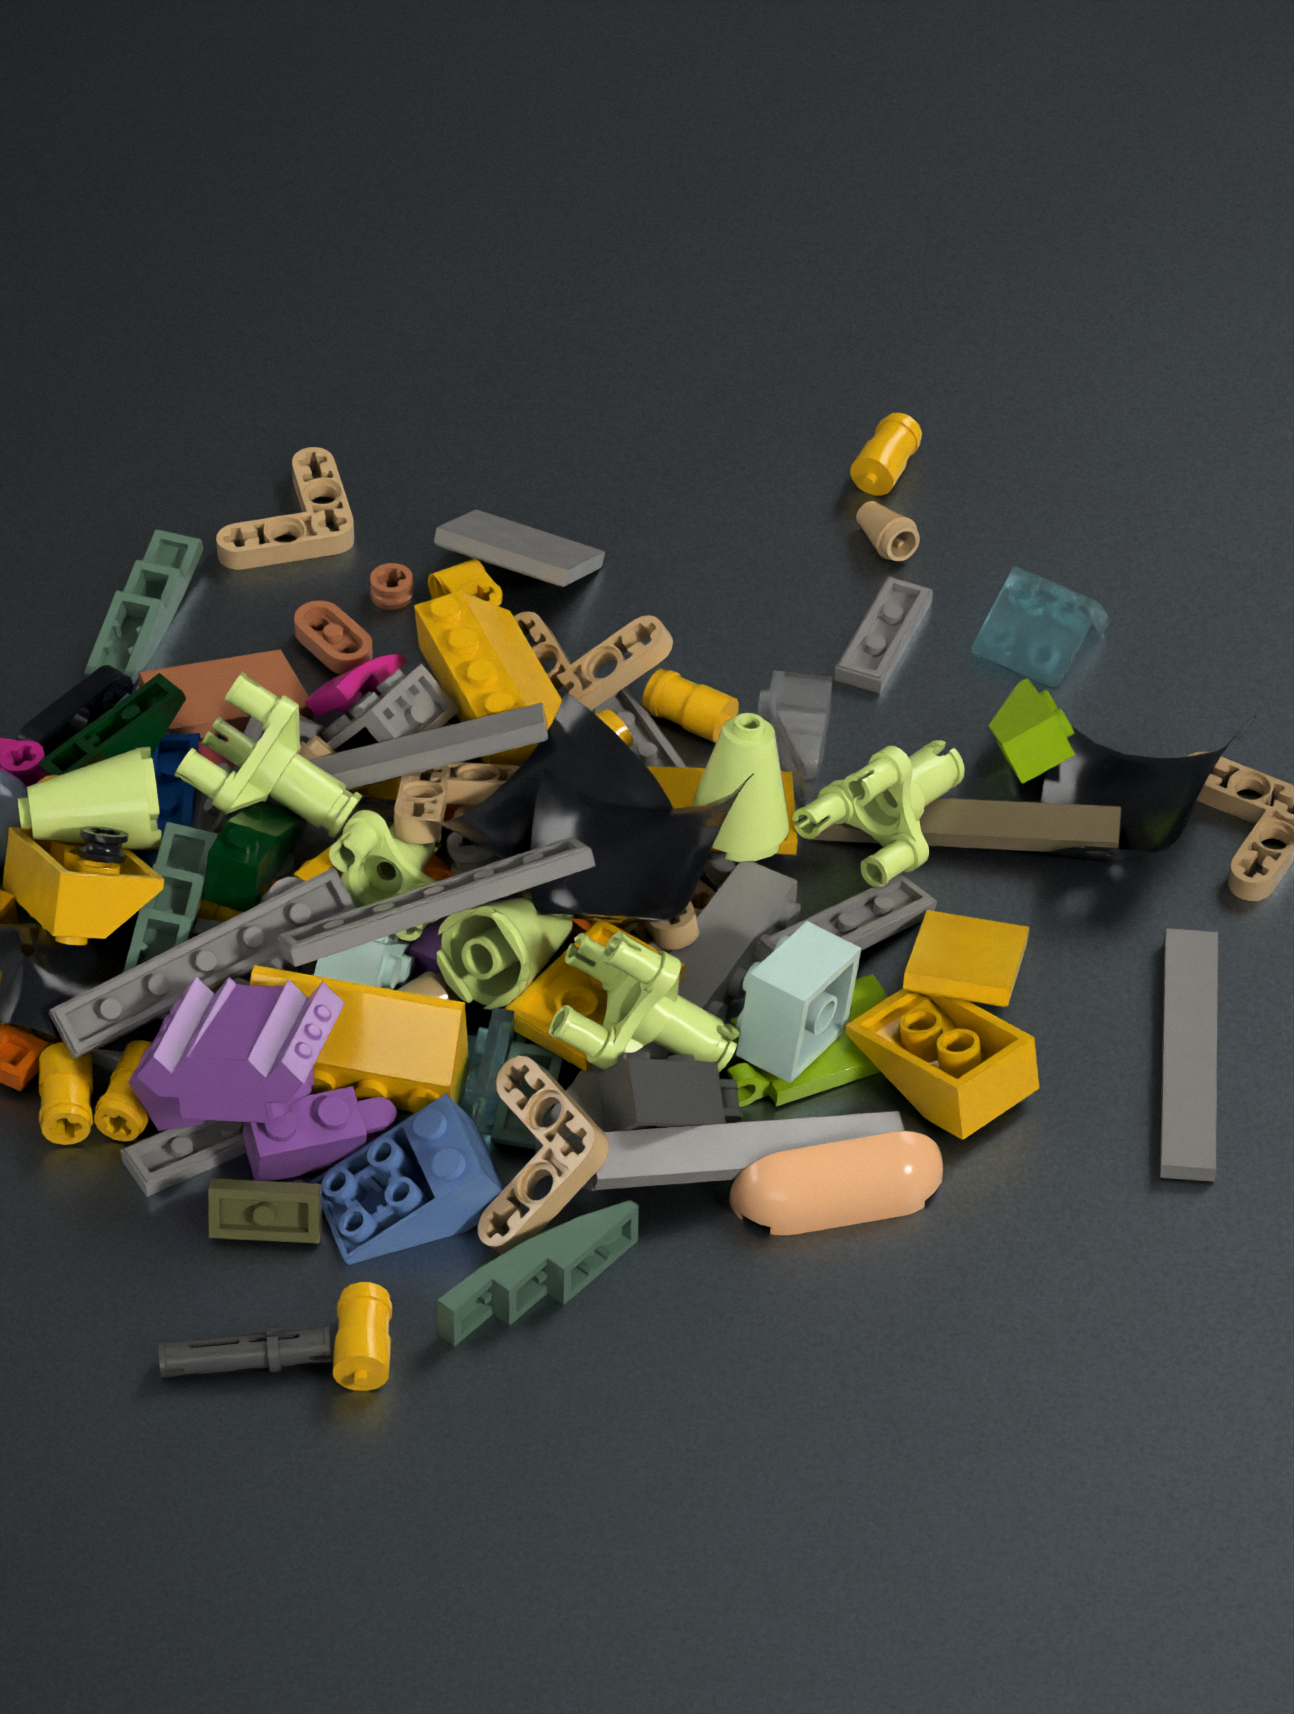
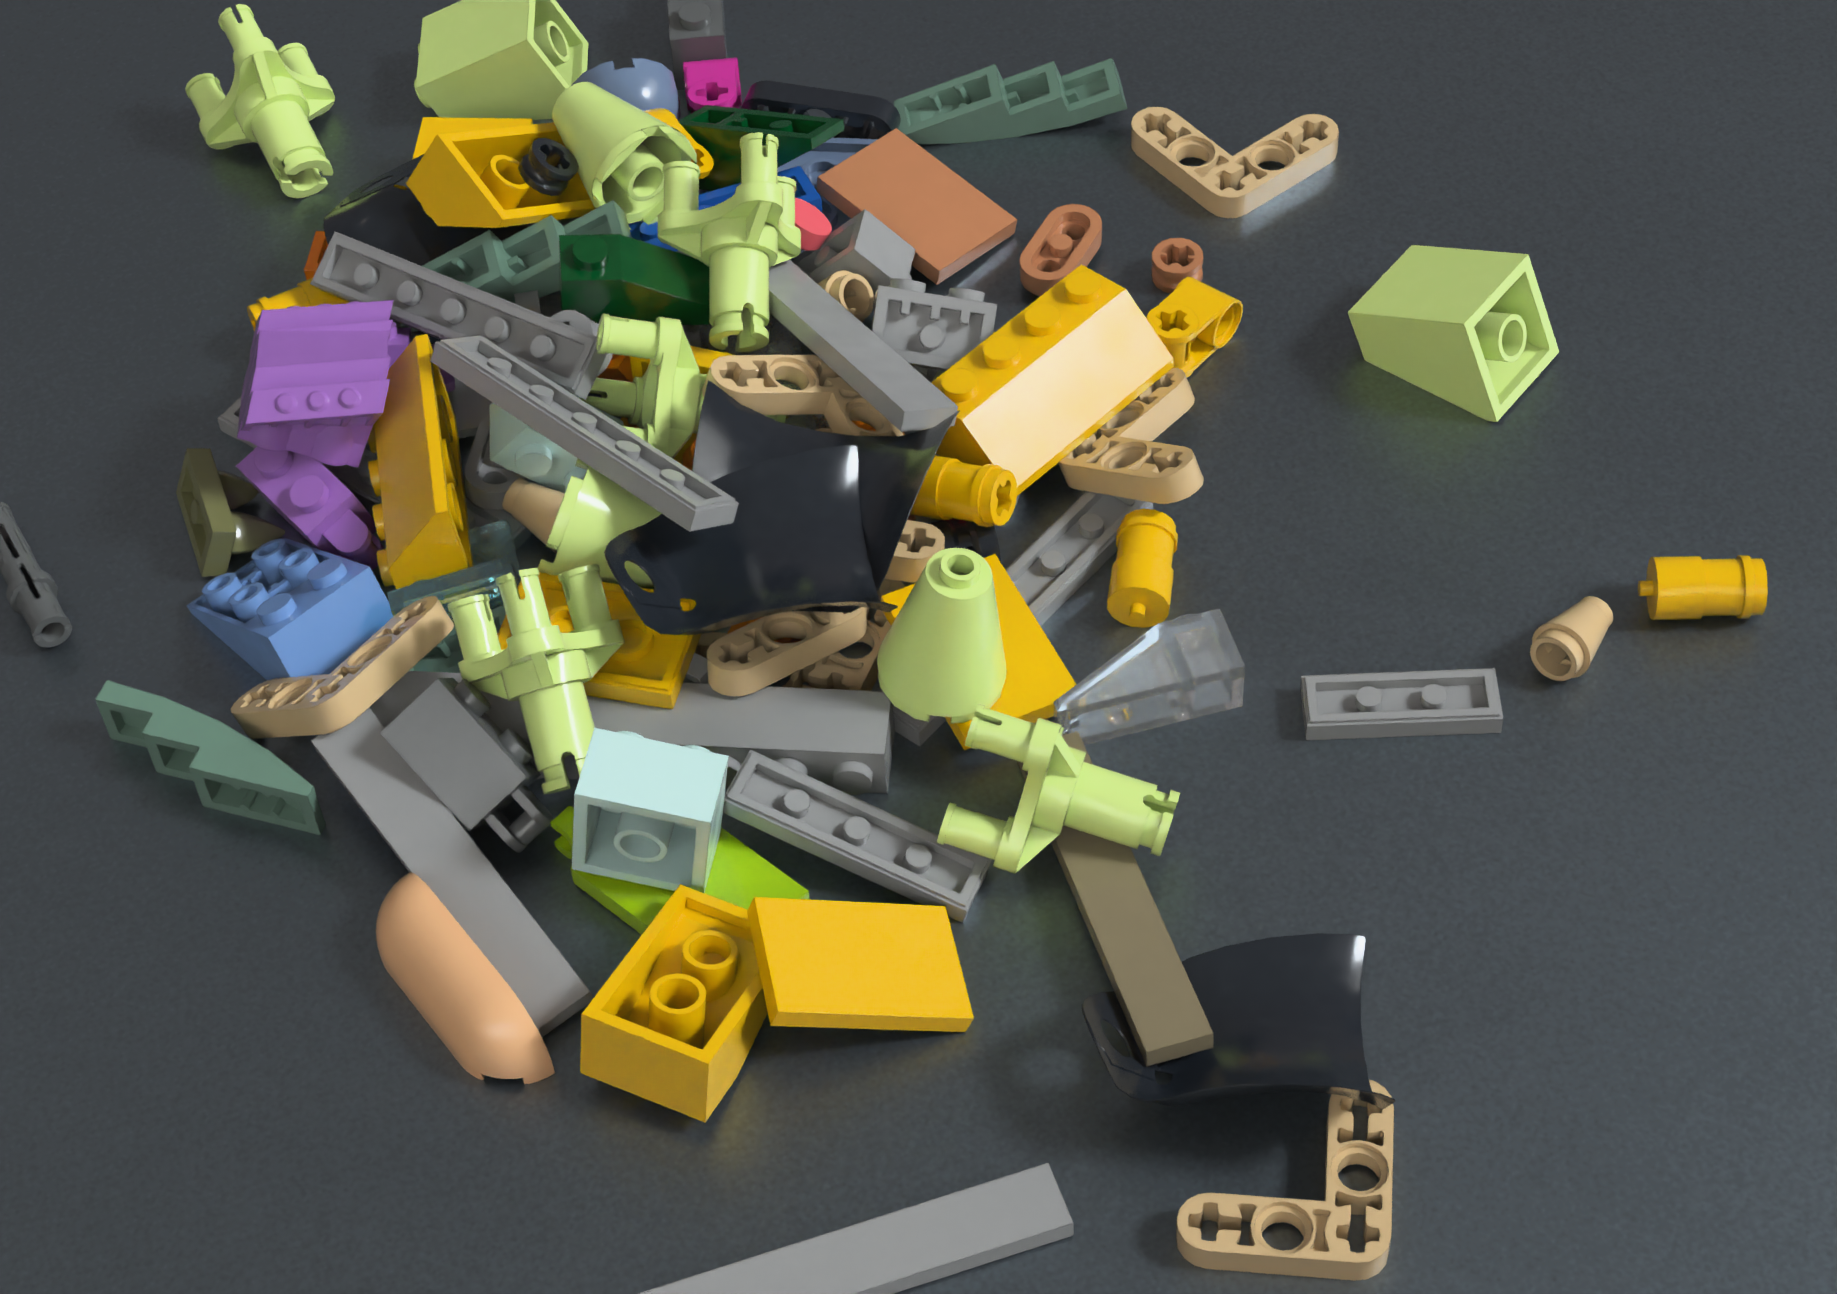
camera: 70 degrees right, 5 degrees up
(350, 686) = (1004, 291): dark pink slope -> none
(362, 1337) = (61, 653): yellow piece -> none
(519, 548) = (1290, 333): light grey tile -> none
(571, 465) = (1458, 326): none -> yellowish green slope
(1031, 732) = (1294, 893): lime slope -> none
(1038, 628) = (1507, 839): clear light blue bracket -> none

